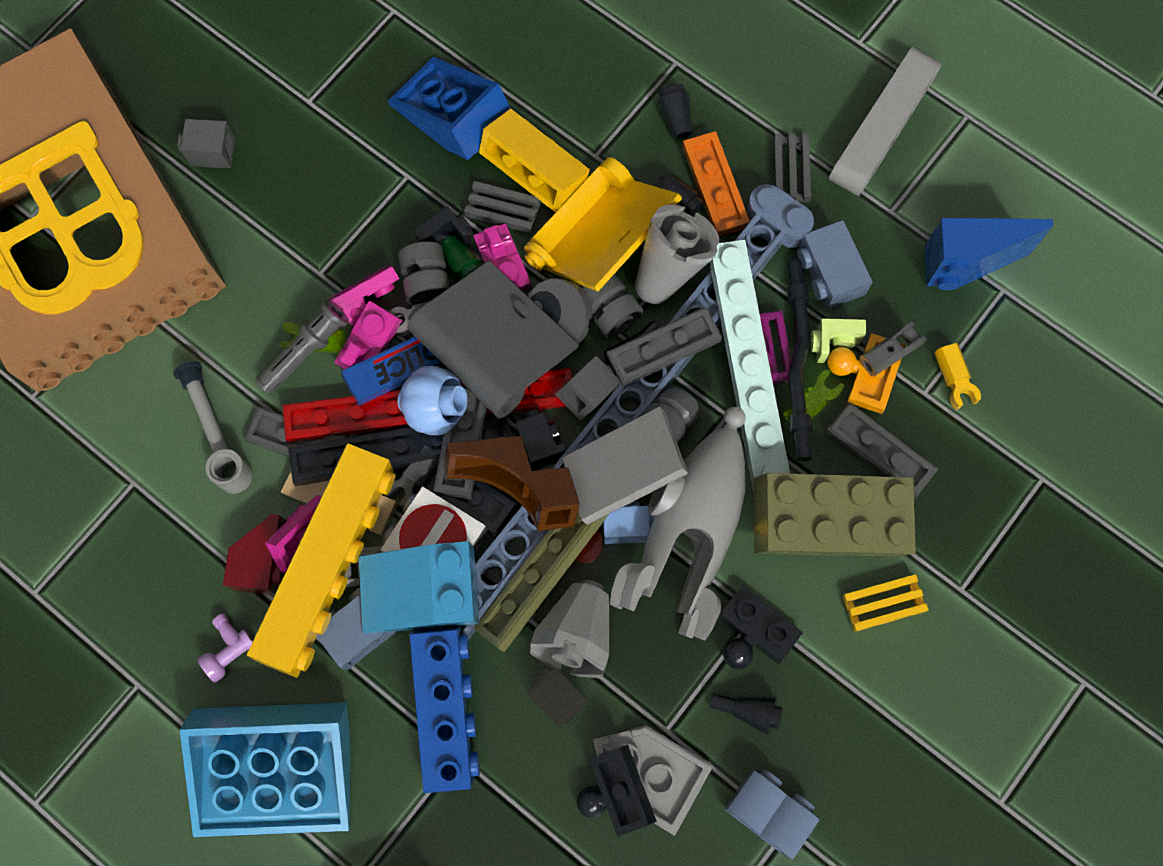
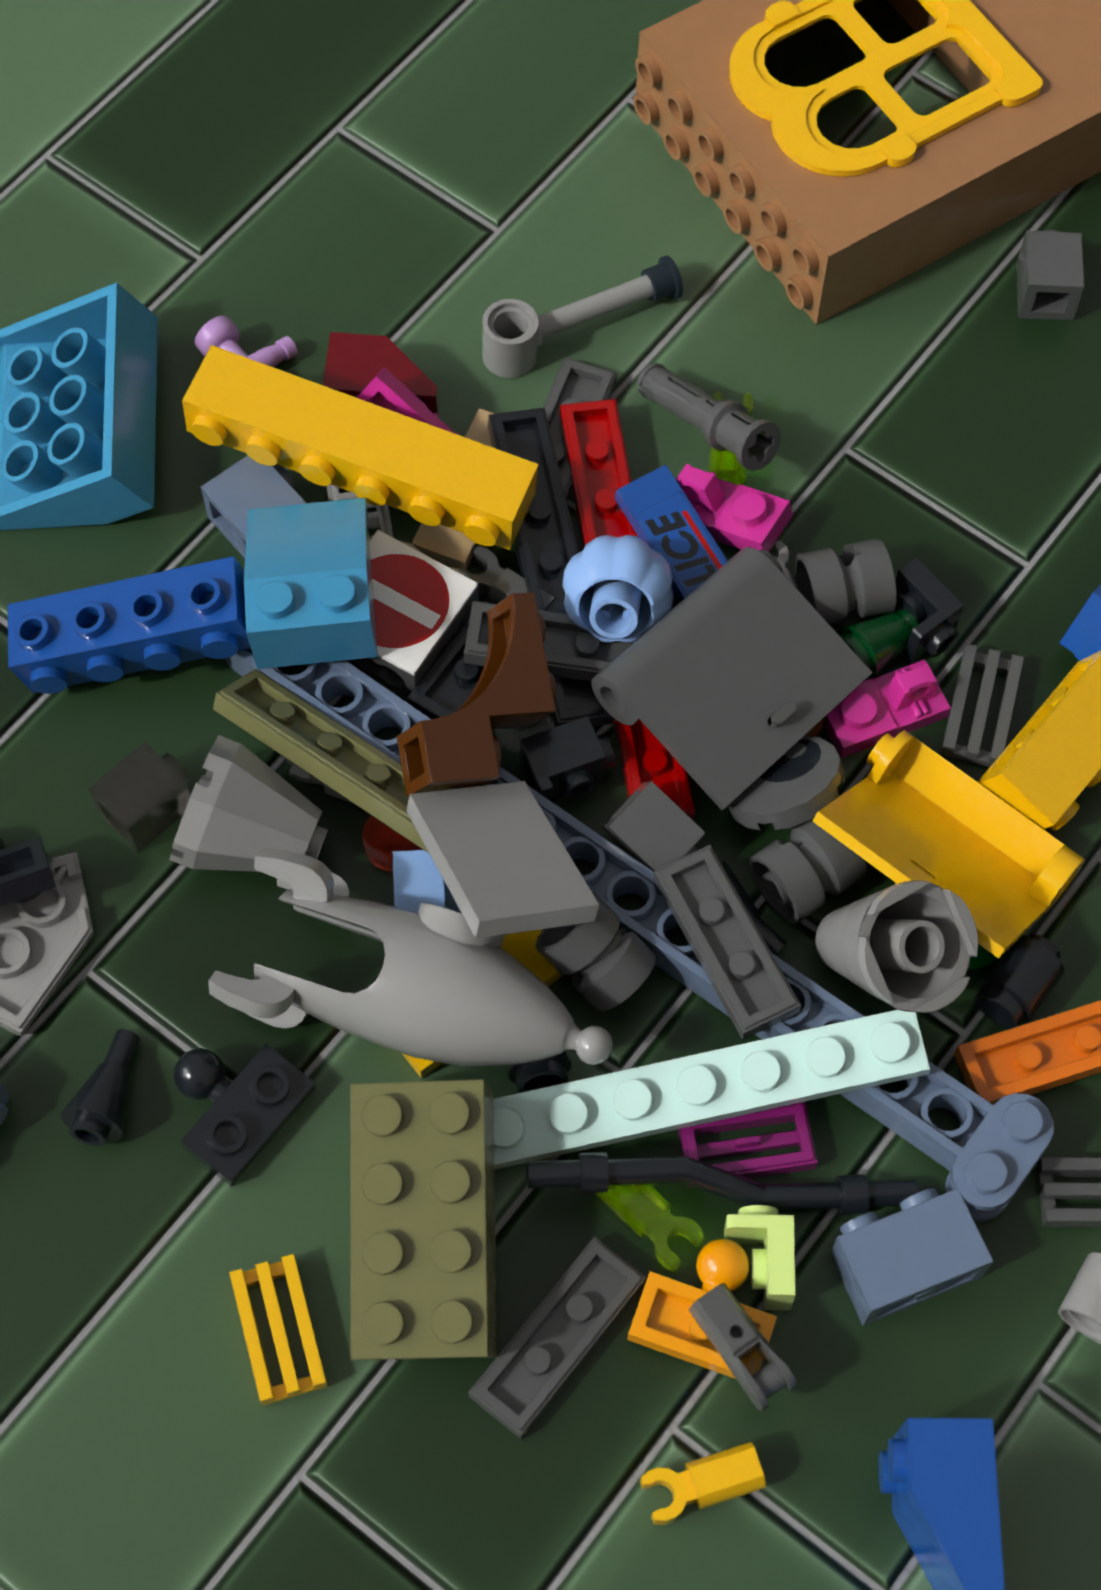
camera: 85 degrees right, 10 degrees down
(351, 298) = (800, 486): dark pink hinge -> none

